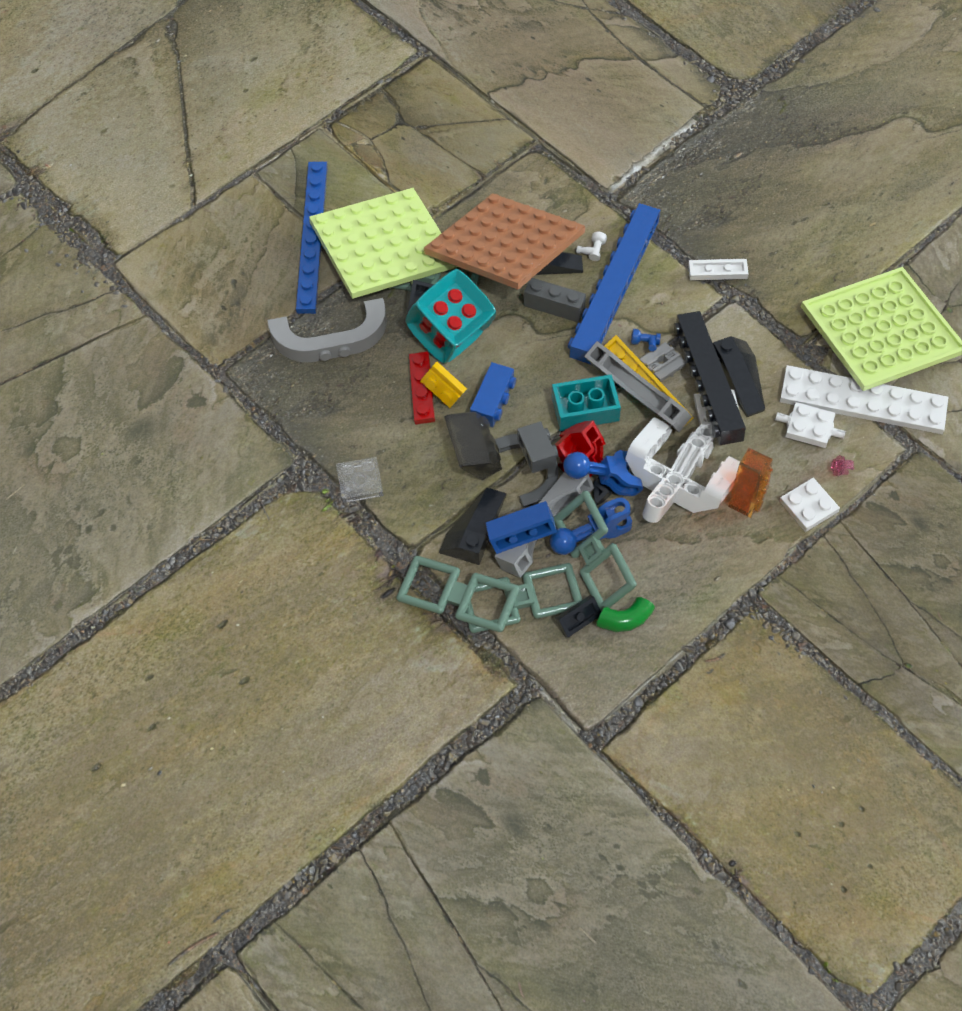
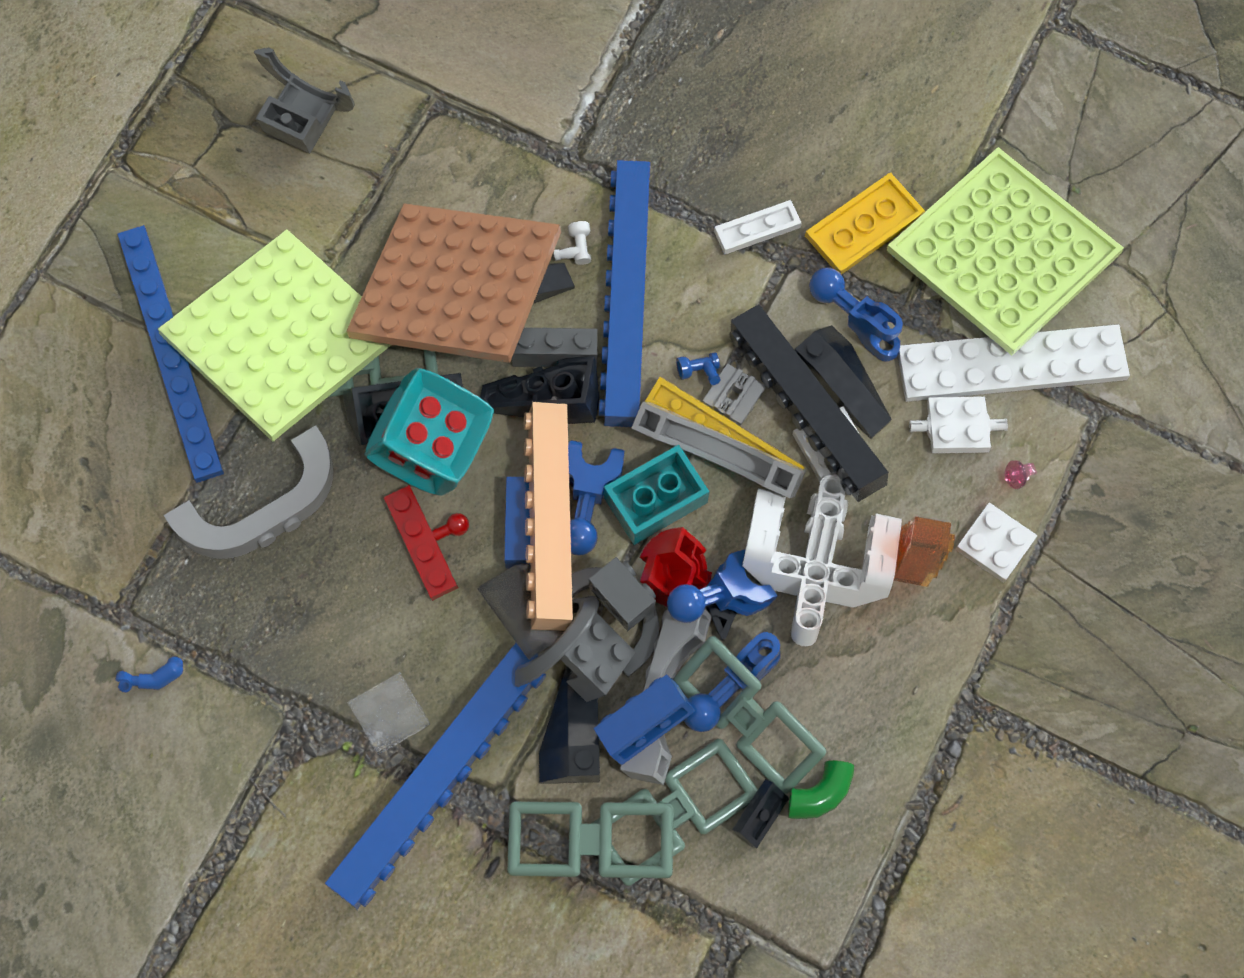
camera: 25 degrees left, 10 degrees up
(225, 414) = (163, 676): none -> blue arm
(373, 524) = (432, 783): none -> blue brick
(443, 384) = (453, 534): yellow plate -> none
(450, 124) = (301, 109): none -> dark grey piece
(501, 473) = (588, 649): none -> dark grey piece
(507, 391) = (549, 517): none -> light nougat brick
(526, 411) = (588, 489): none -> blue piece
(546, 328) = (569, 383): none -> black wedge
(769, 339) = (865, 318): none -> blue piece
(790, 287) = (864, 223): none -> yellow plate

